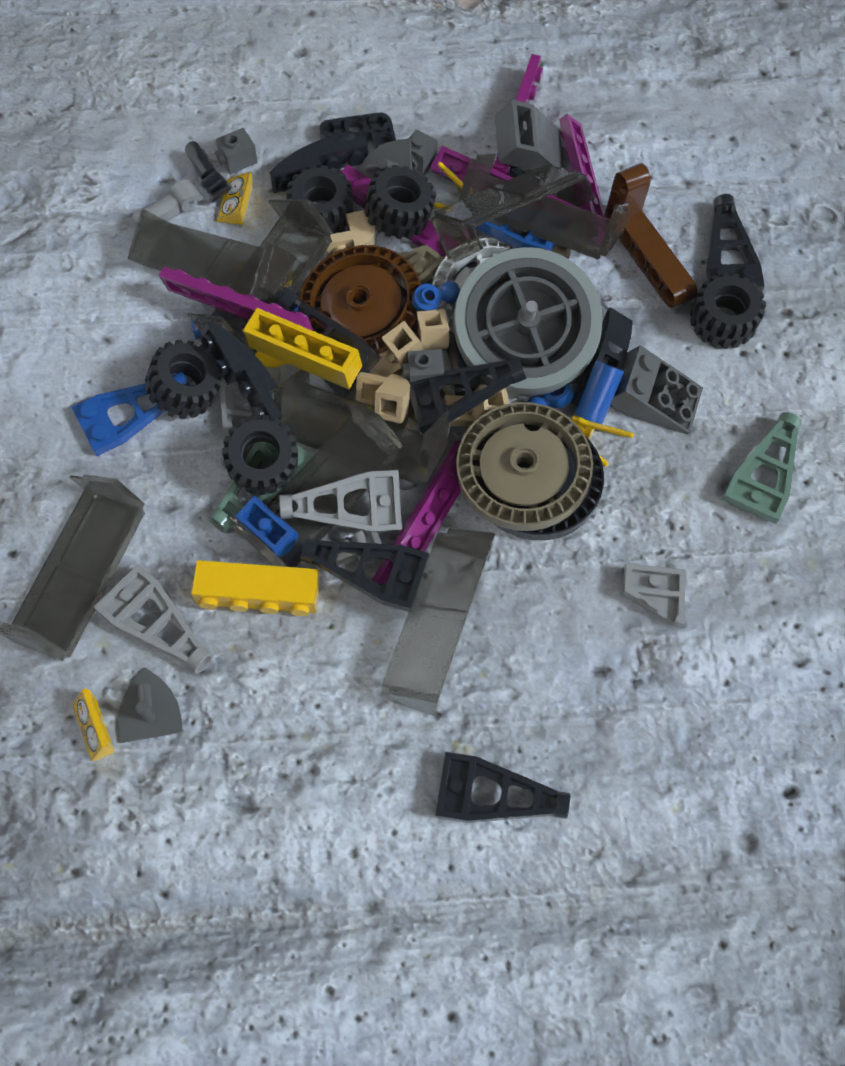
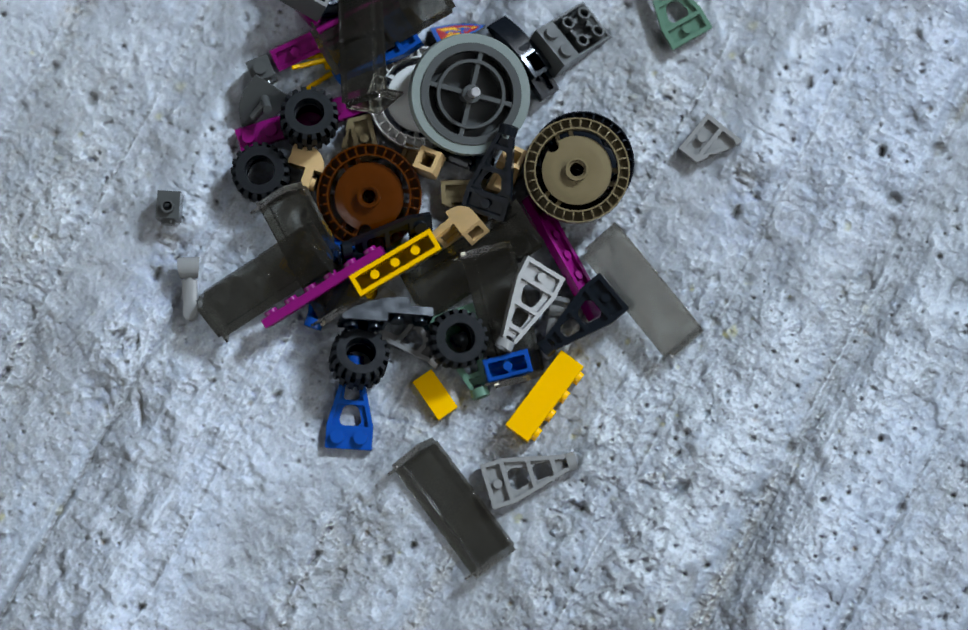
camera: 50 degrees left, 15 degrees up
(92, 725) = (573, 553): yellow slope -> none
(148, 709) = (582, 512): dark grey shield -> none
(193, 480) = (435, 394): none -> yellow tile
(211, 179) = (191, 239): black piece -> none
(236, 201) = (211, 232): yellow slope -> none
(325, 152) = (217, 159): black slope -> none
(374, 133) = (216, 90): black beam -> none
(398, 343) = (430, 196): tan brick -> none
(423, 364) = (456, 188): dark grey brick -> none
(448, 293) = (408, 132): blue plate -> none
(456, 790) = (753, 350): black plate -> none
(555, 399) = (528, 126): blue plate -> none
(588, 427) = (564, 105): yellow plant -> none
(599, 392) = (551, 81): blue brick -> none

